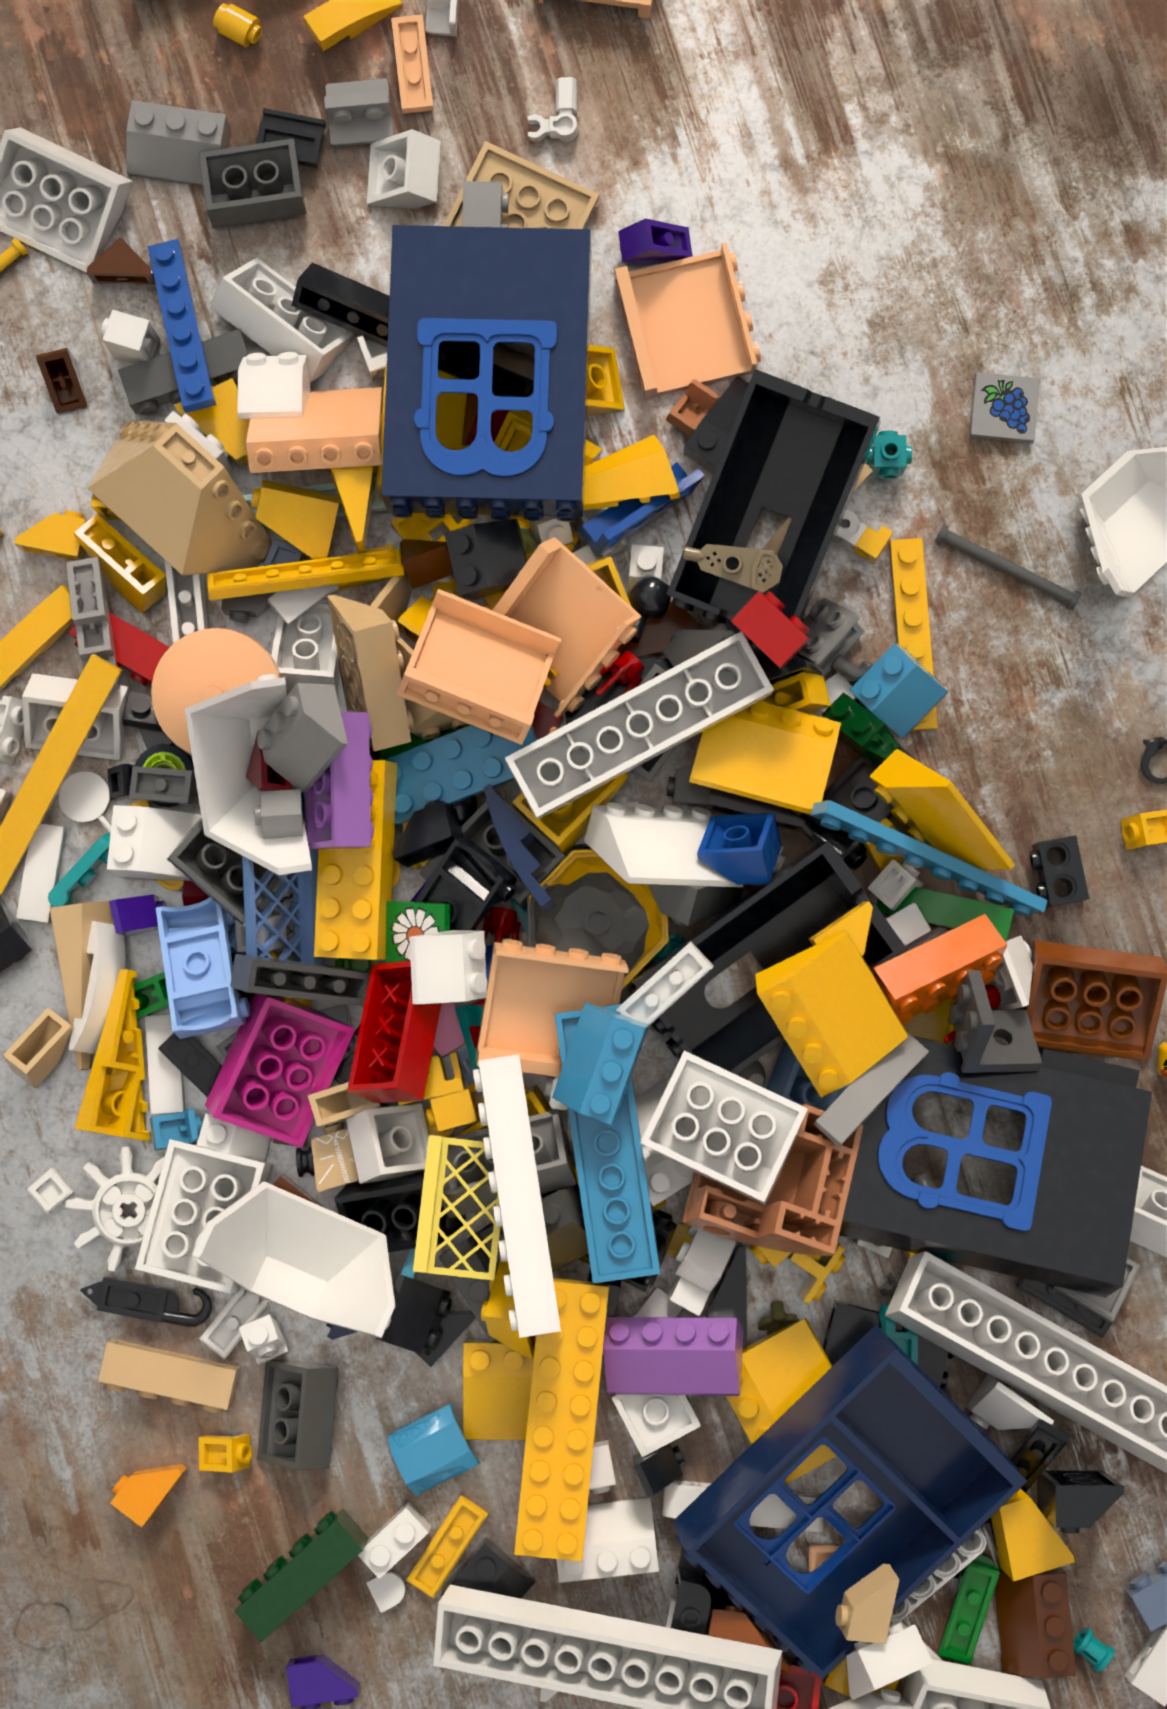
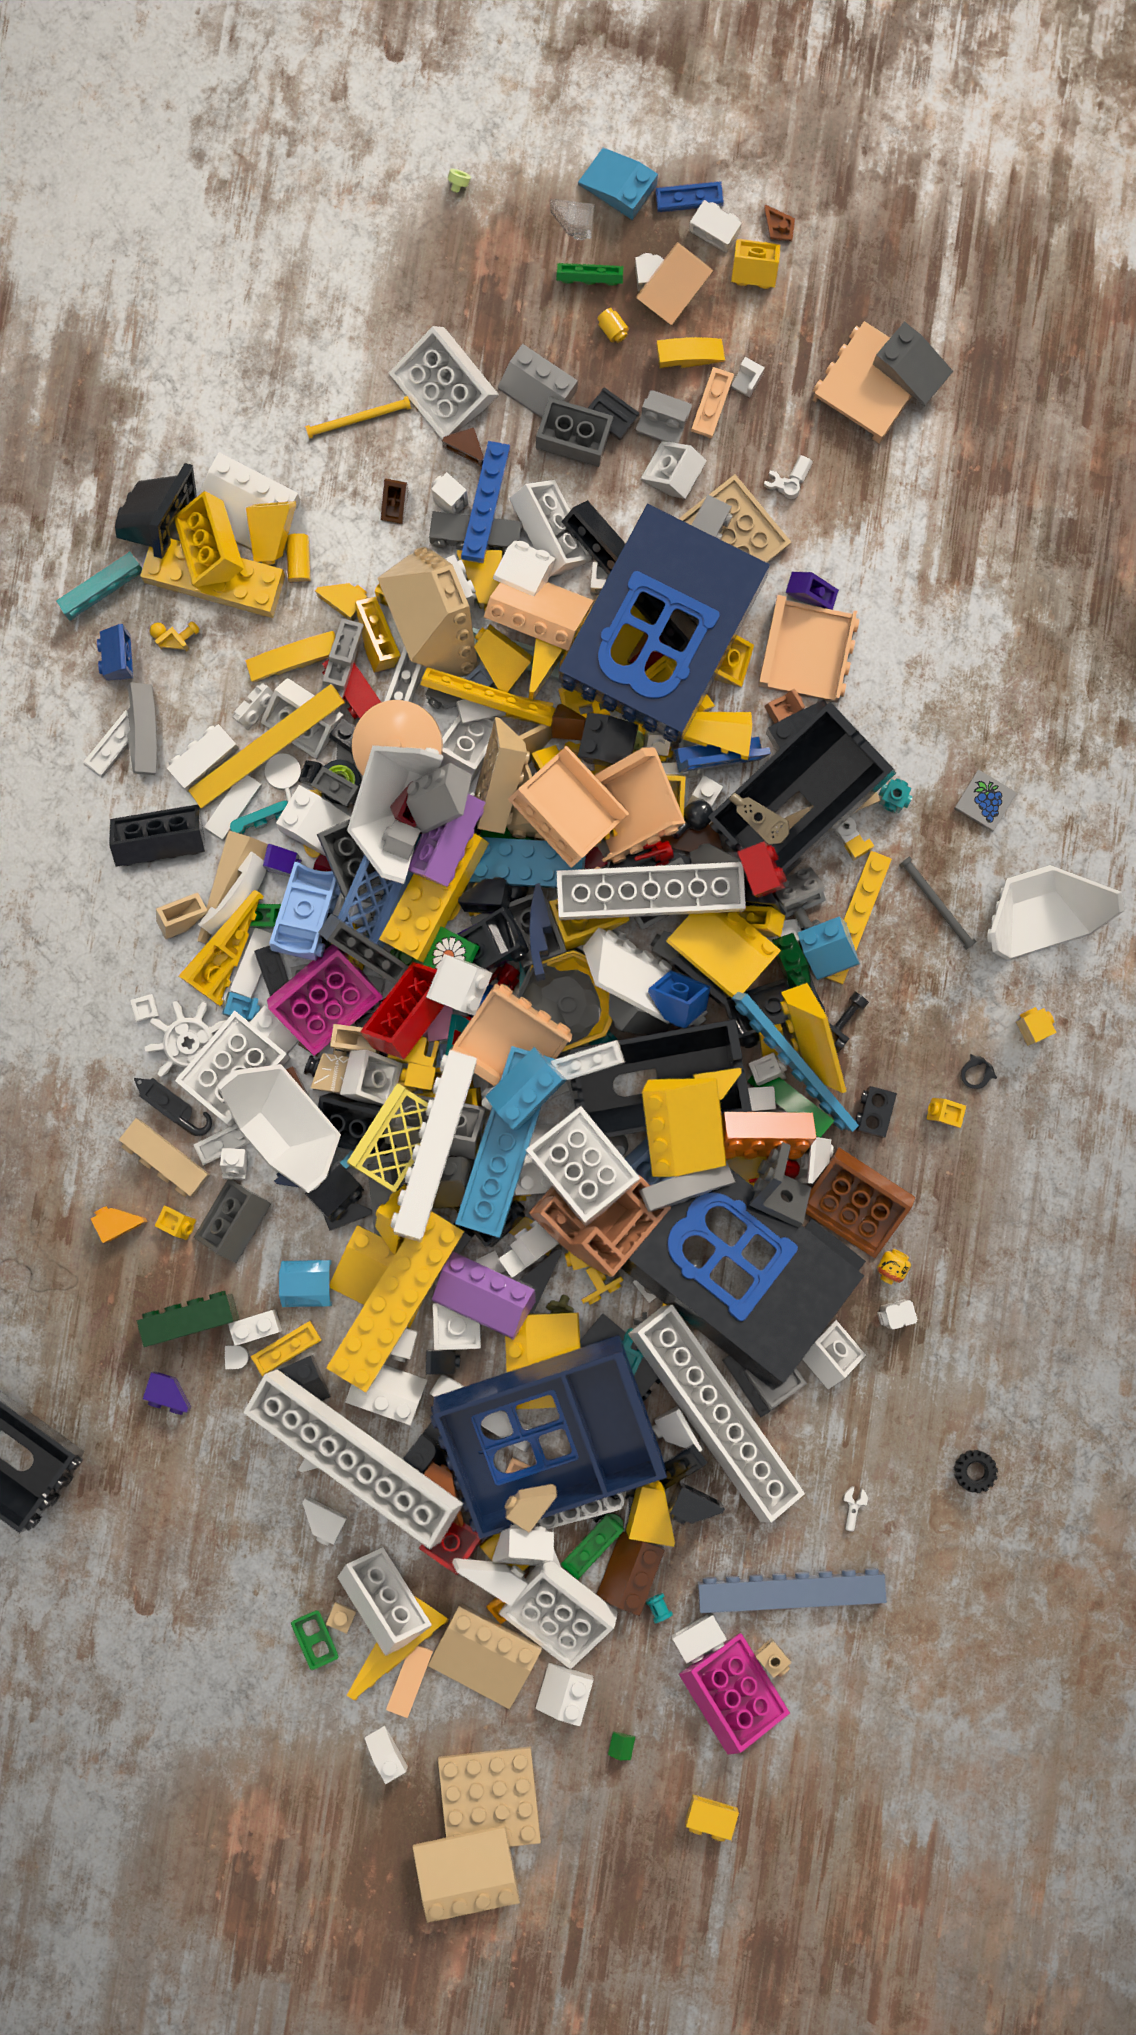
camera: 25 degrees right, 0 degrees up
(967, 742) = (857, 1002): none -> black bar

